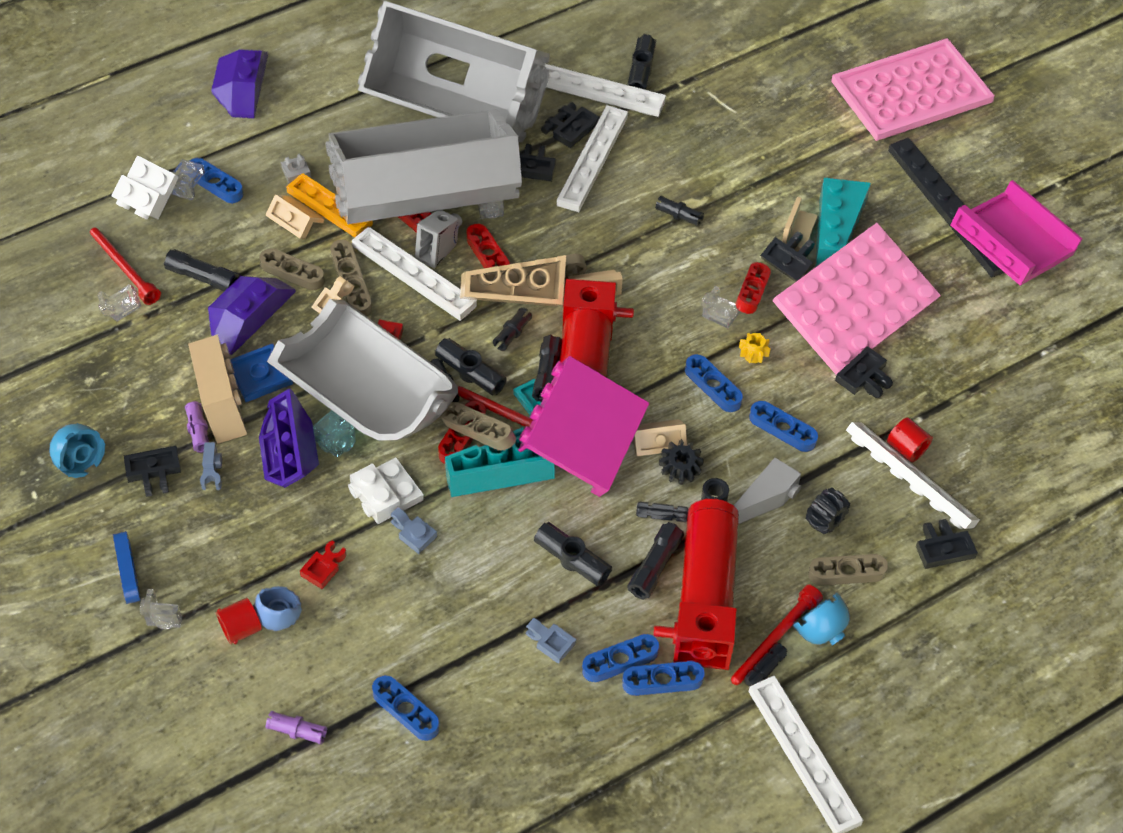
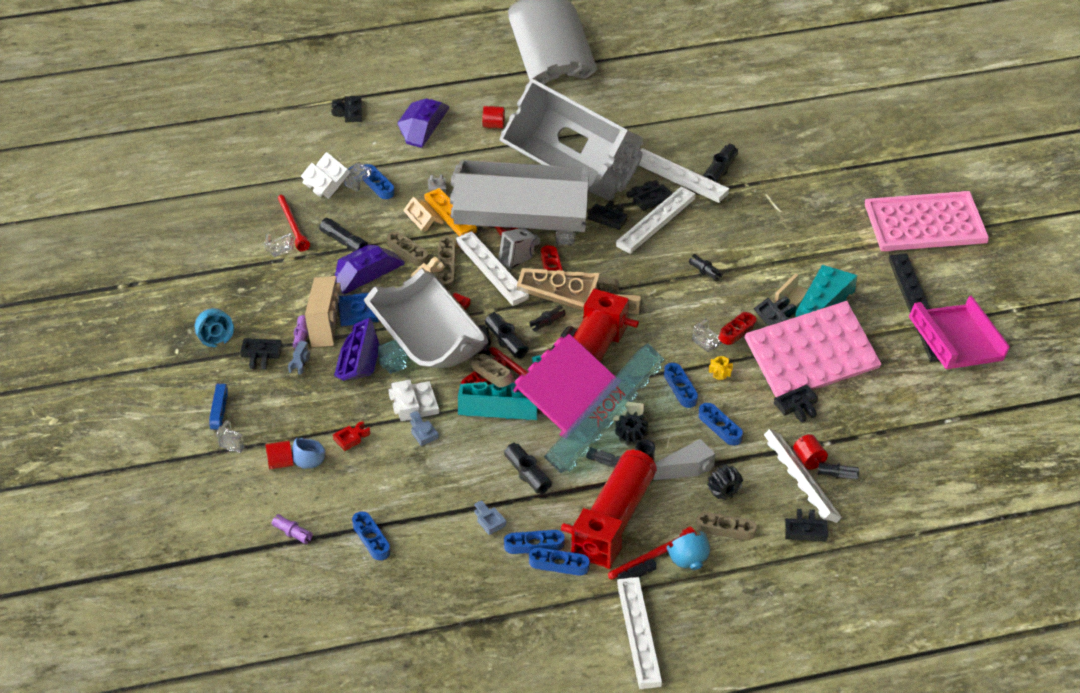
camera: 20 degrees right, 10 degrees down
(137, 81) = (350, 109): none -> black hinge
(334, 57) = (493, 117): none -> red piece
(643, 447) = (604, 408): none -> clear light blue brick
(646, 577) = (578, 492): black axle -> none
(950, 456) = (838, 470): none -> black axle

